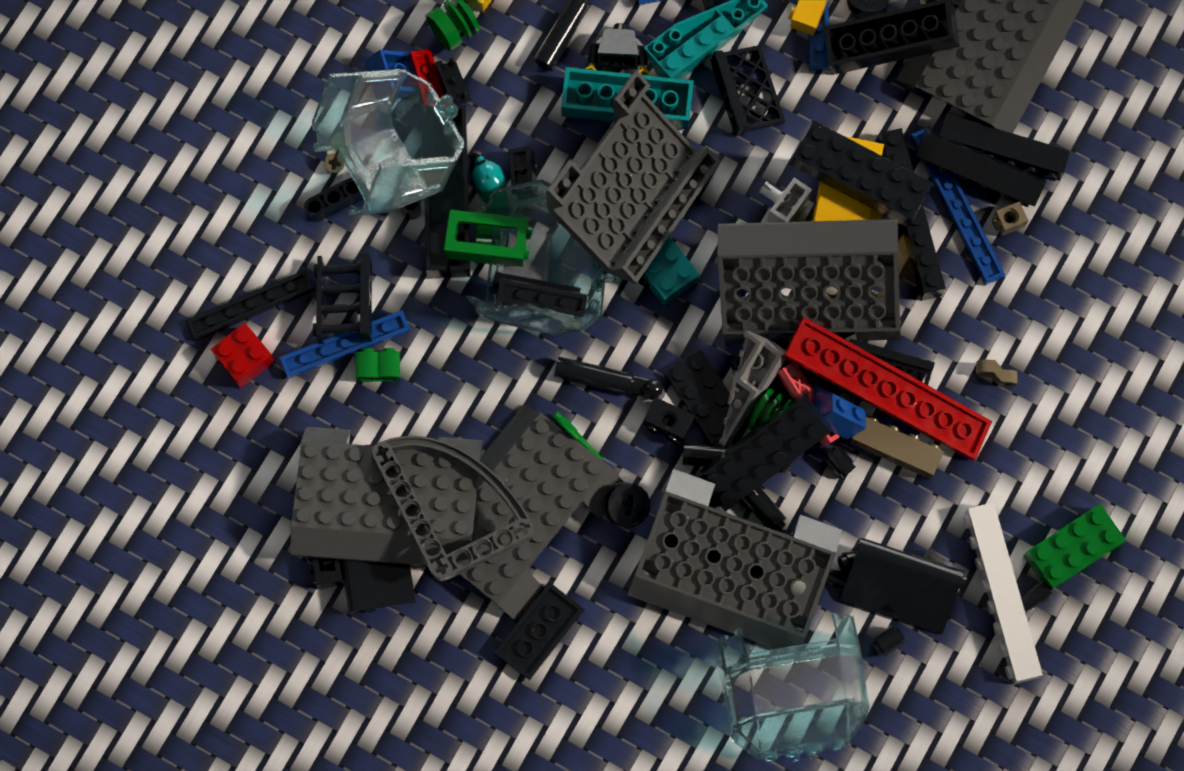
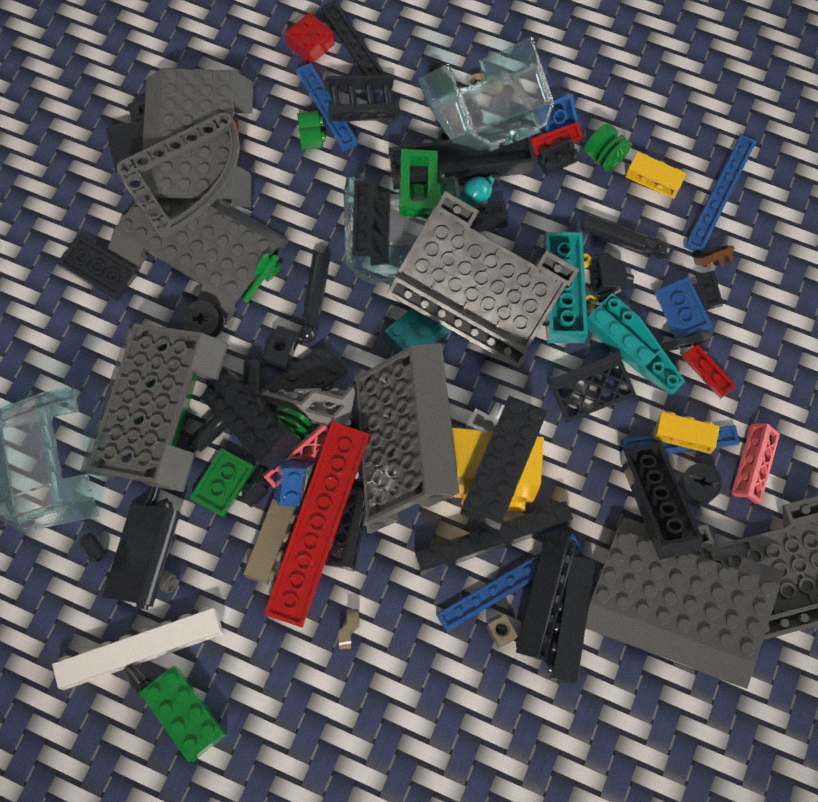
camera: 85 degrees right, 5 degrees down
(824, 495) = (222, 483): none -> green plate

